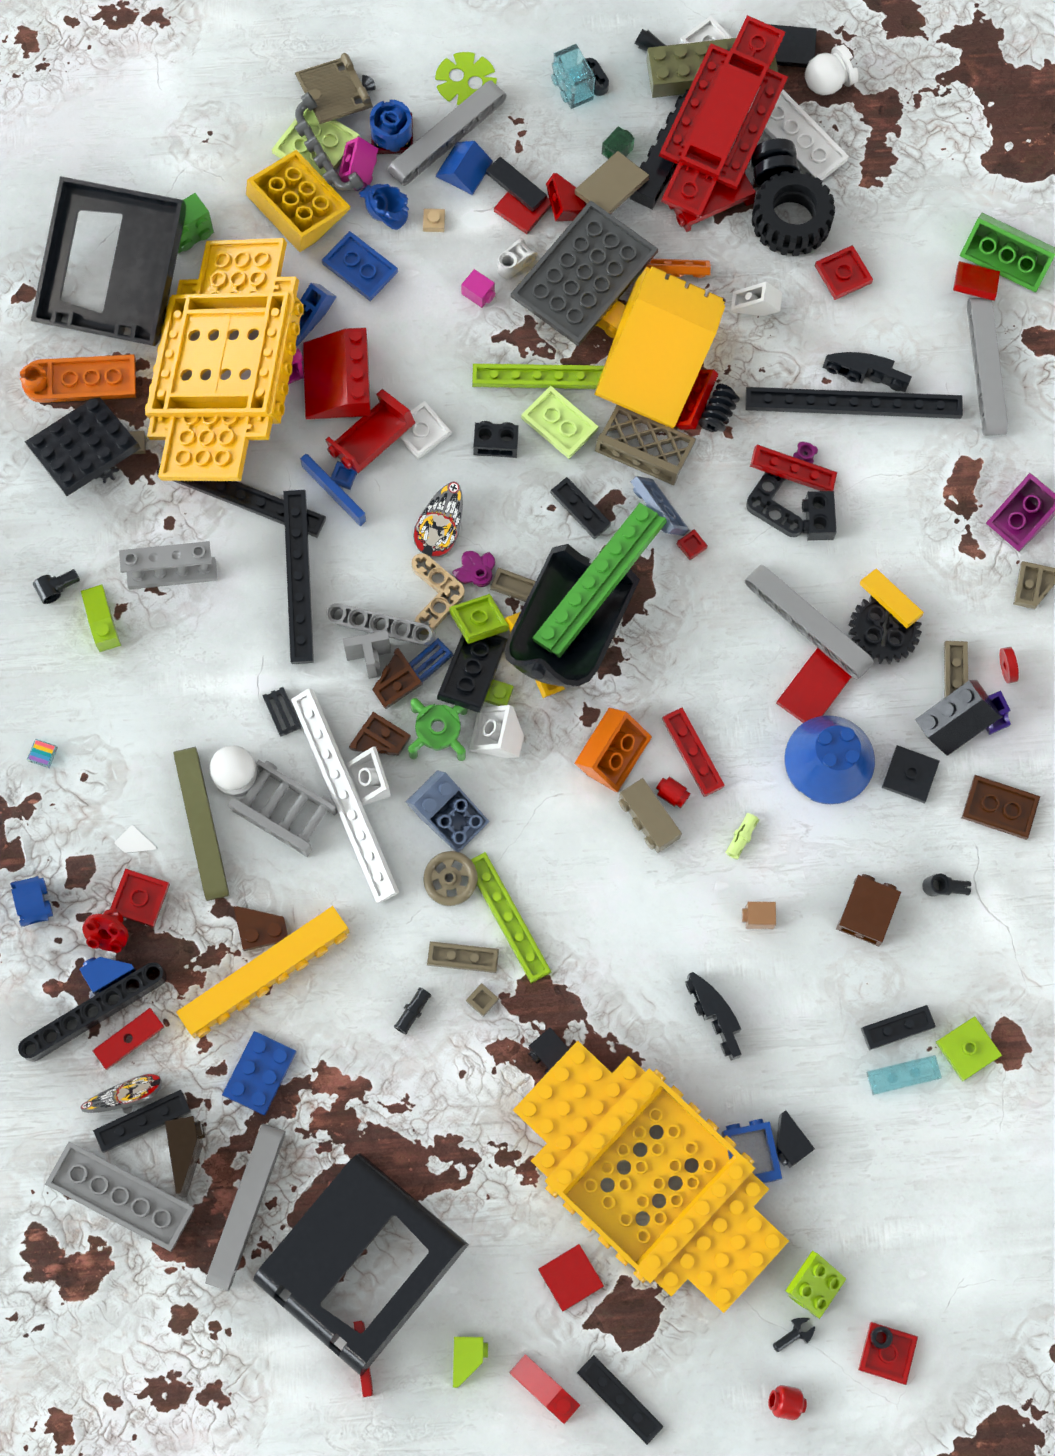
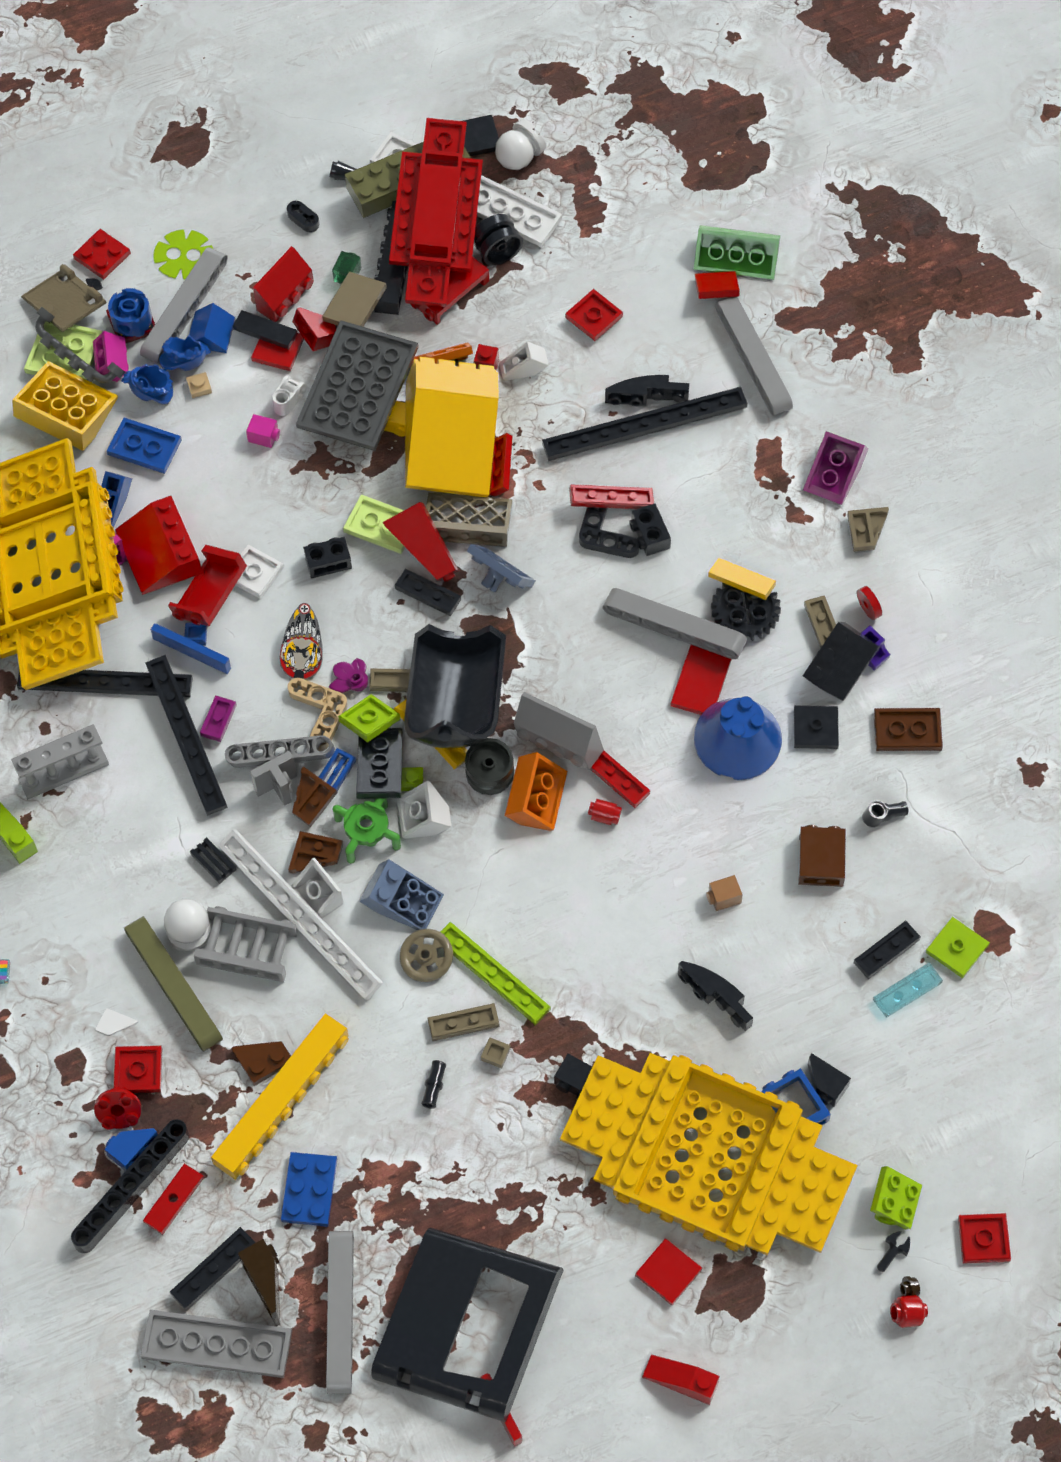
camera: 15 degrees left, 10 degrees down
(30, 900) = (36, 1104): blue brick -> none
(124, 1095) = (188, 1249): shield -> none
(335, 569) = (218, 718): none -> magenta plate
(387, 53) = (101, 254): none -> red plate
(428, 184) = (183, 353): none -> blue hair
(467, 1357) = (598, 1374): lime slope -> none
(536, 376) = (344, 490): lime plate -> none
(548, 144) = (282, 285): none -> red slope
(573, 76) = (284, 220): clear light blue brick -> none
(574, 721) = (489, 766): none -> pearl dark grey wheel
(592, 453) = (421, 538): none -> red slope
(599, 580) = (469, 645): bright green plate -> none
(620, 1399) = (754, 1364): black tile -> none
(649, 816) = (591, 839): dark tan brick -> none
(654, 697) = (557, 731): none -> light grey slope
(692, 544) = (542, 592): red tile -> none
(719, 408) = (524, 466): black piece -> none
(721, 284) = (487, 356): none -> red brick
(742, 836) = (683, 830): yellowish green pin -> none
(796, 189) = (529, 255): black tyre -> none
(797, 1378) = (909, 1286): none -> dark brown plate
(806, 447) = (617, 475): magenta plate -> none
(875, 1331) = (978, 1218): black axle -> none

